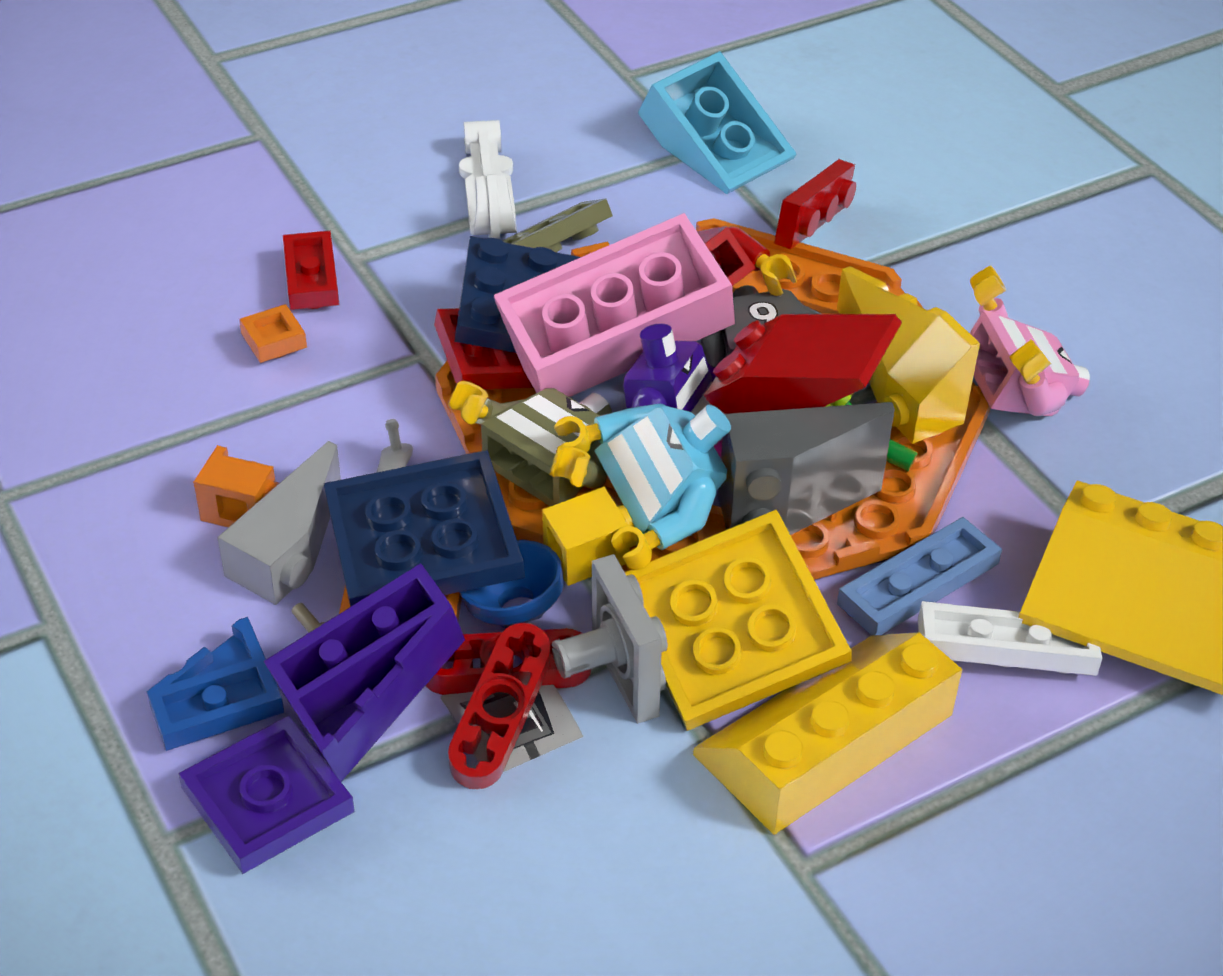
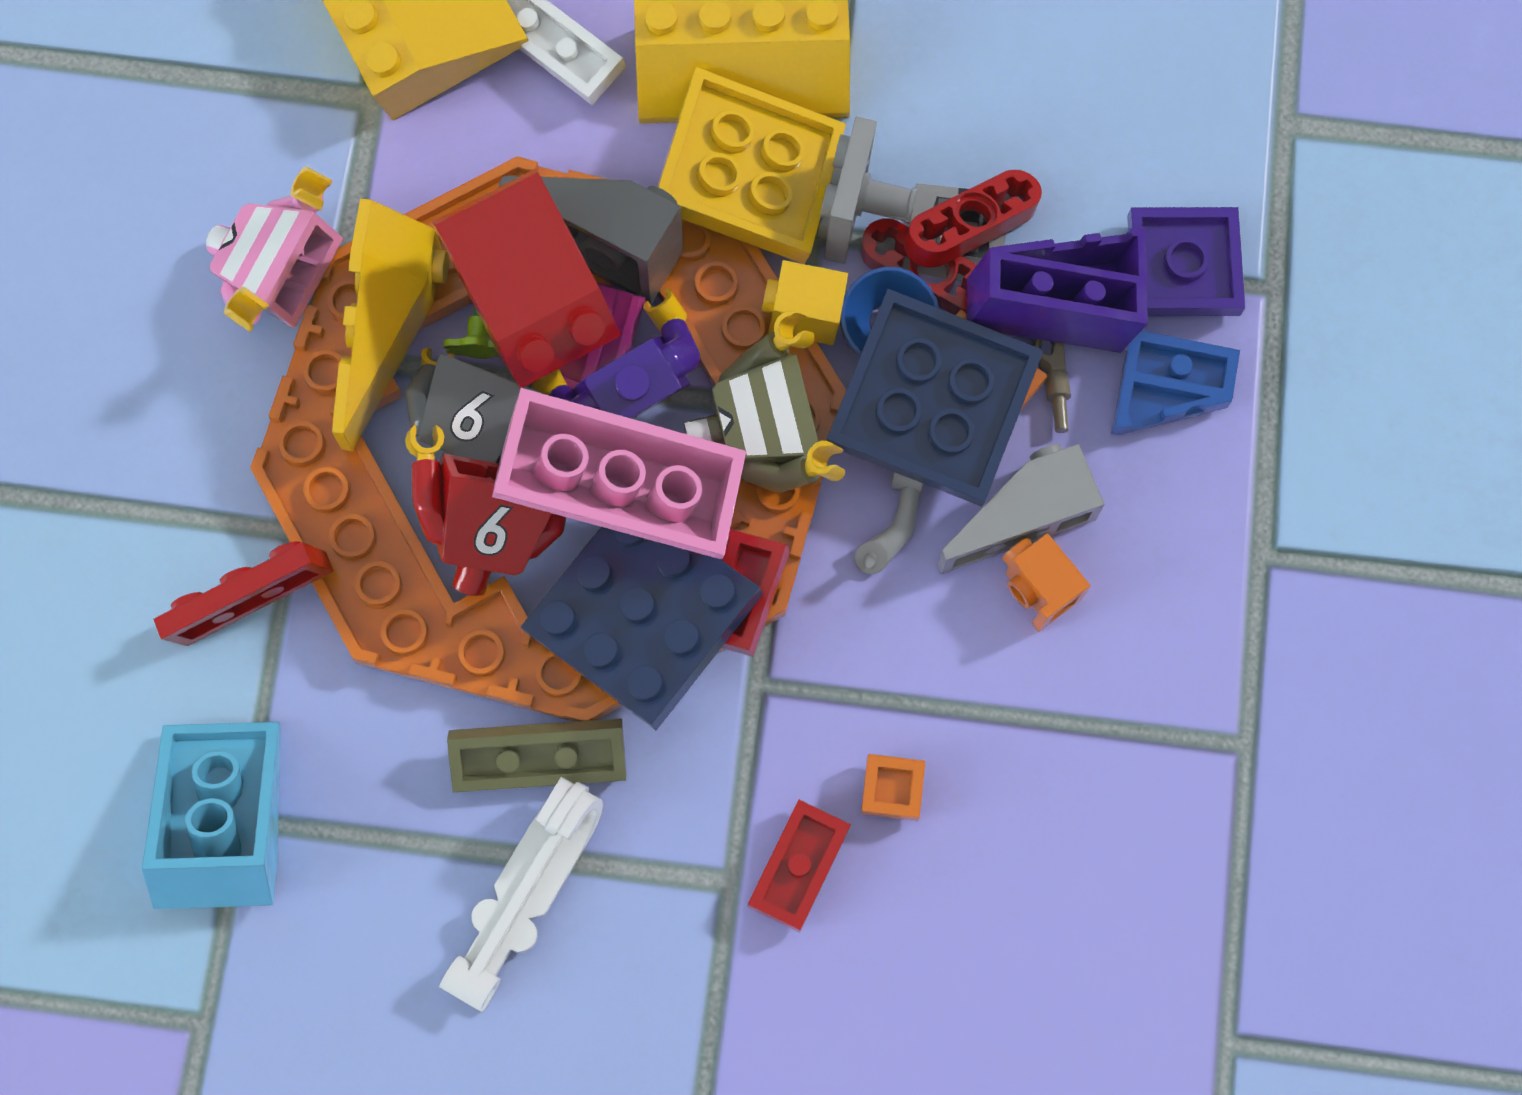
camera: 145 degrees left, 30 degrees up
(660, 469) = (717, 292): medium azure torso -> none
(918, 574) = (557, 133): medium blue plate -> none

